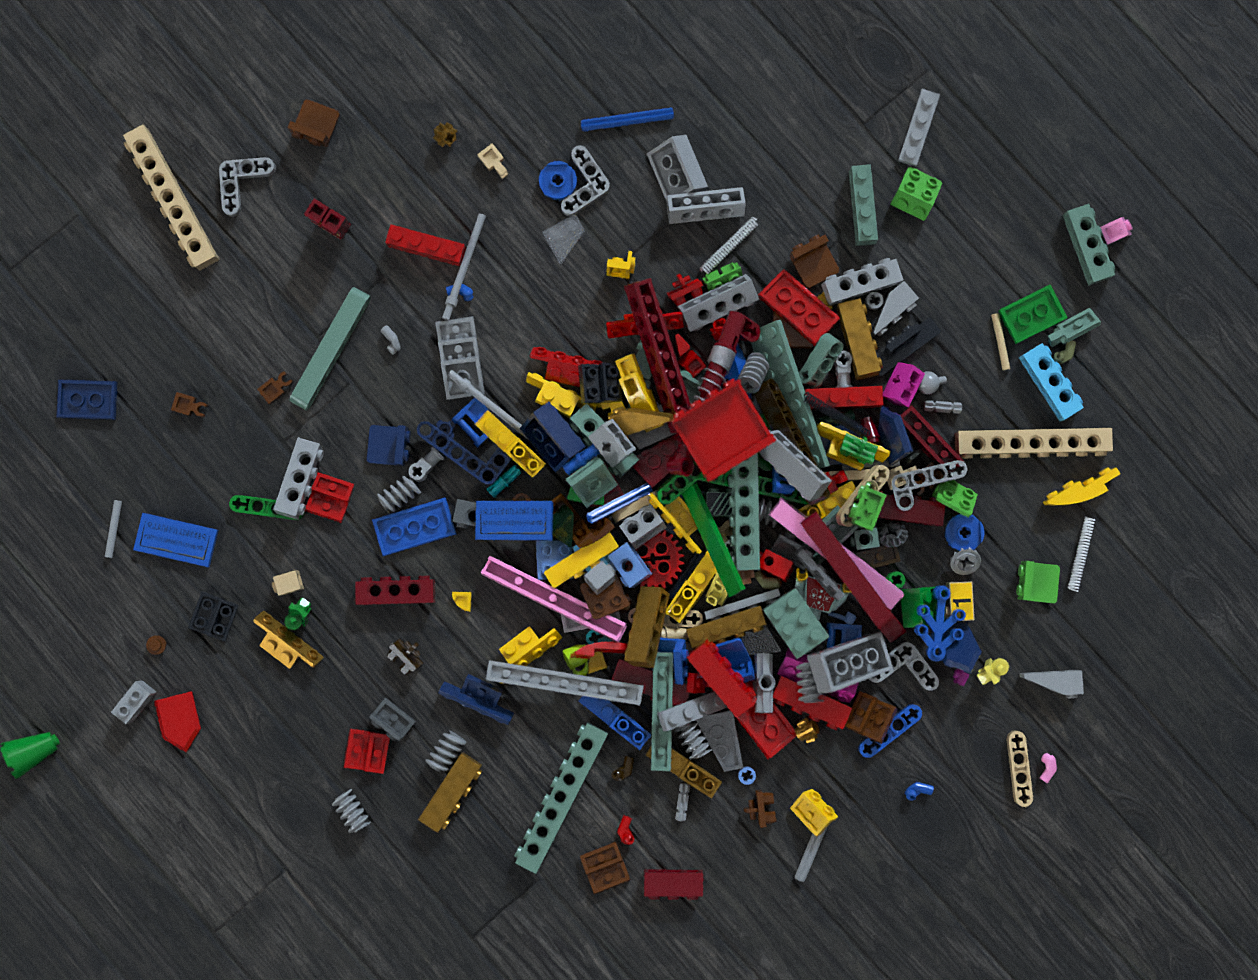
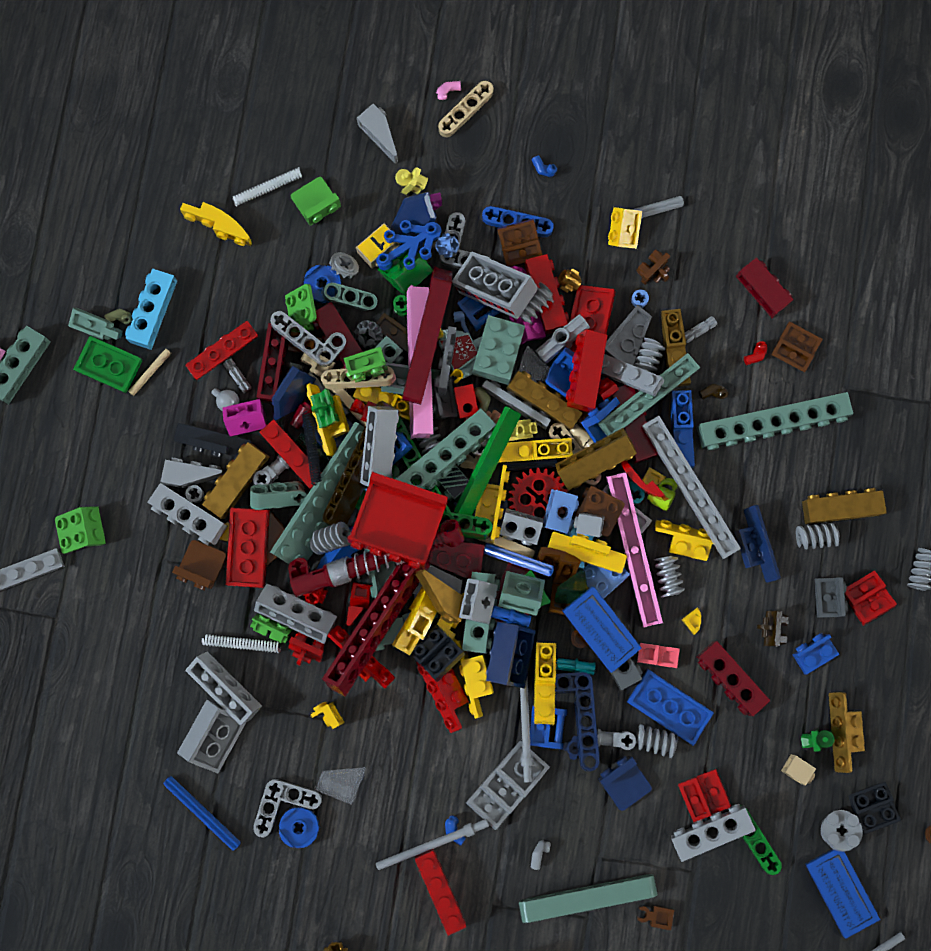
camera: 130 degrees left, 5 degrees down
(218, 588) = (849, 822): none -> light grey plate
(360, 672) = (816, 653): none -> blue bracket
(459, 551) = (658, 655): none -> coral slope
(492, 159) = (323, 896): tan plate -> none
(511, 610) = (669, 576): none -> light grey piece
(863, 205) = (123, 563): sand green brick -> none
(914, 654) = (447, 245): none -> medium blue gear
(926, 546) = (339, 298): none -> sand green beam
(972, 409) = (221, 350): none -> red bracket
(1102, 442) = (165, 238): tan brick -> none

